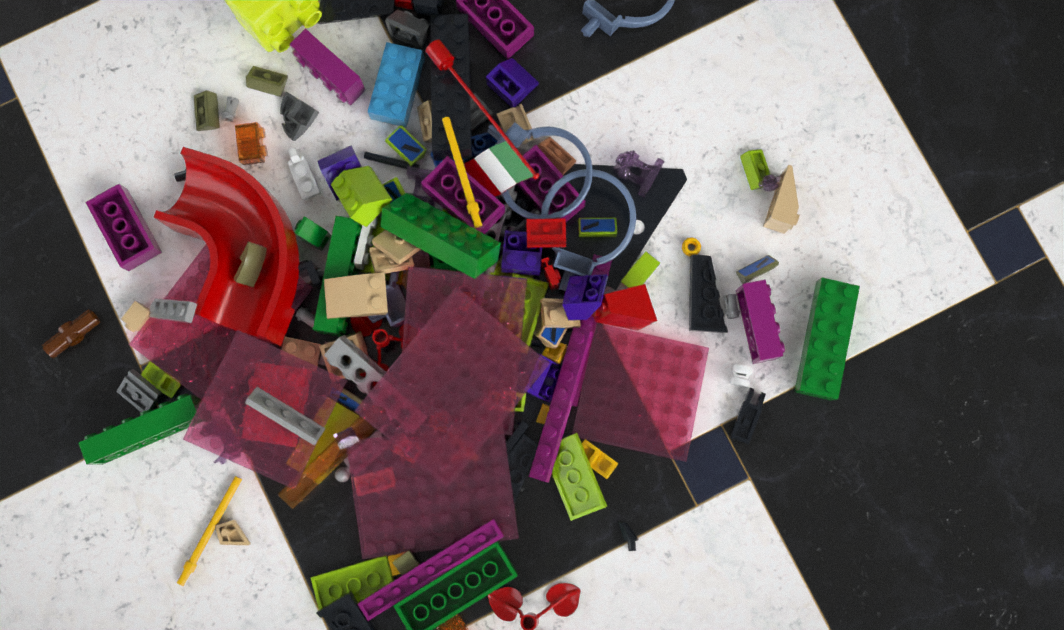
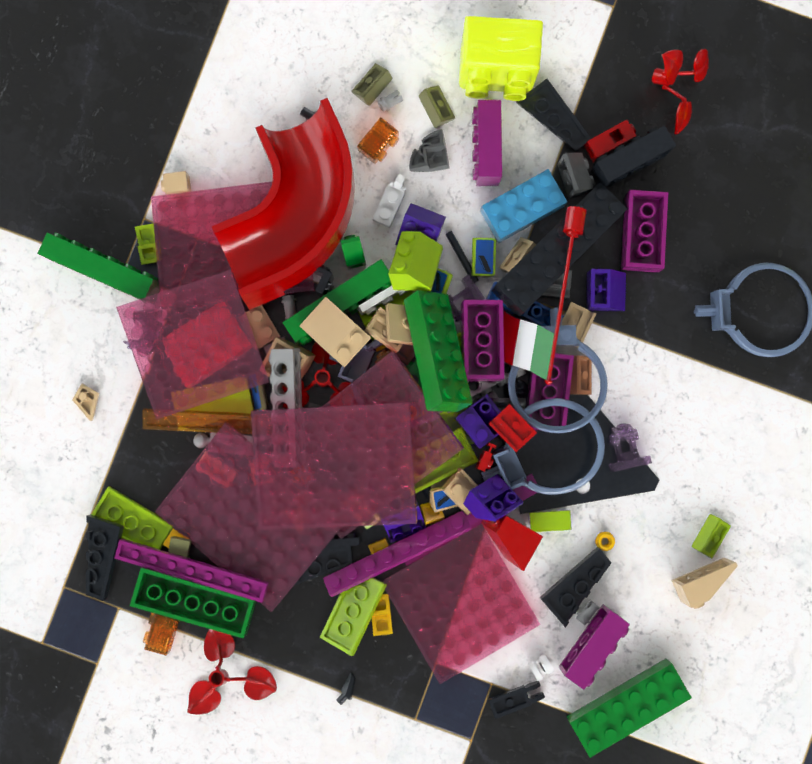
camera: 45 degrees right, 5 degrees up
(71, 333) = (120, 147): reddish brown piece -> none
(123, 227) = (230, 109): magenta brick -> none
(138, 391) = (124, 237): dark grey plate -> none
(173, 310) = (201, 208): light grey plate -> none
(190, 565) = (39, 392): yellow bar -> none
(251, 265) = (289, 232): olive slope -> none
(285, 415) = (201, 364): light grey plate -> none
(346, 438) = (227, 421): clear purple plate -> none
(472, 206) = (480, 357): yellow bar -> none
(597, 227) = (555, 457): slope -> none
(757, 268) = (634, 606): slope -> none
(770, 182) = (709, 557): clear purple plate -> none

